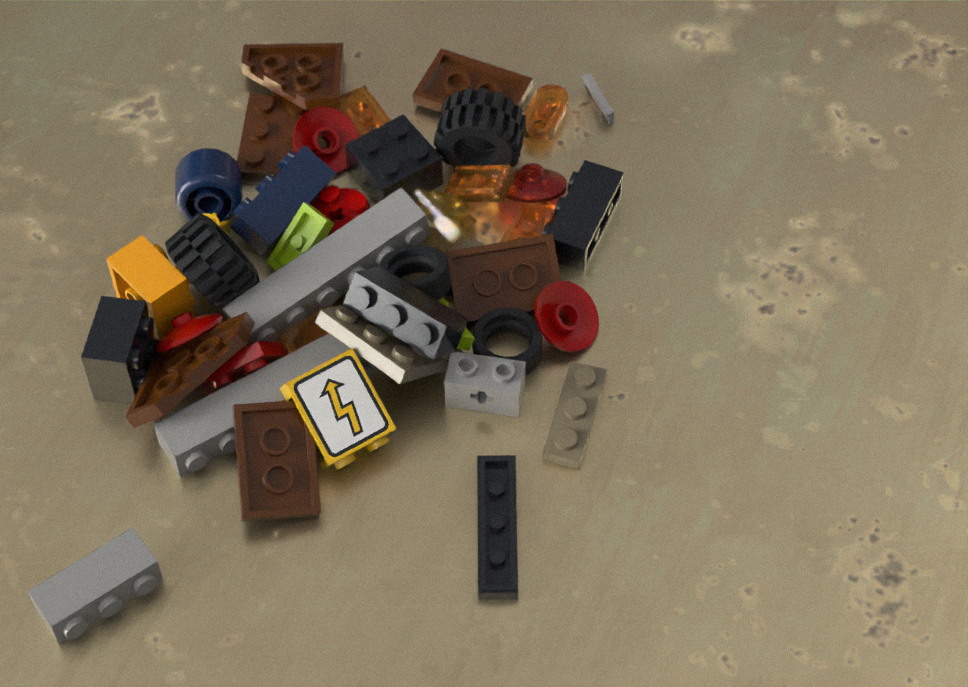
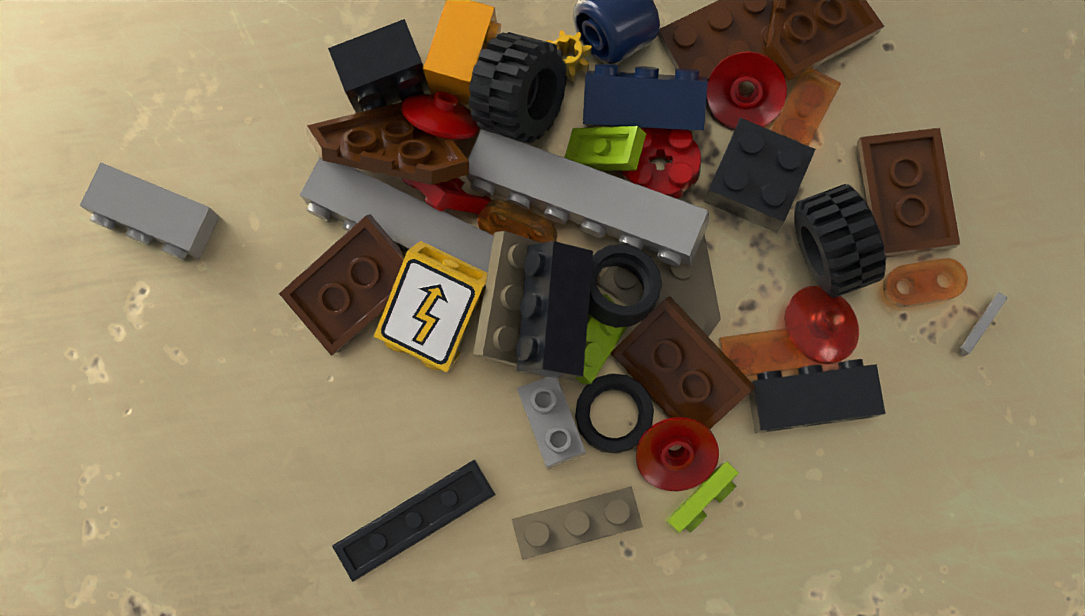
camera: 65 degrees right, 25 degrees up
(445, 213) = (718, 268): clear yellow wing -> none
(480, 183) = (784, 275): clear orange plate -> none
(614, 330) = (717, 487): none -> lime plate

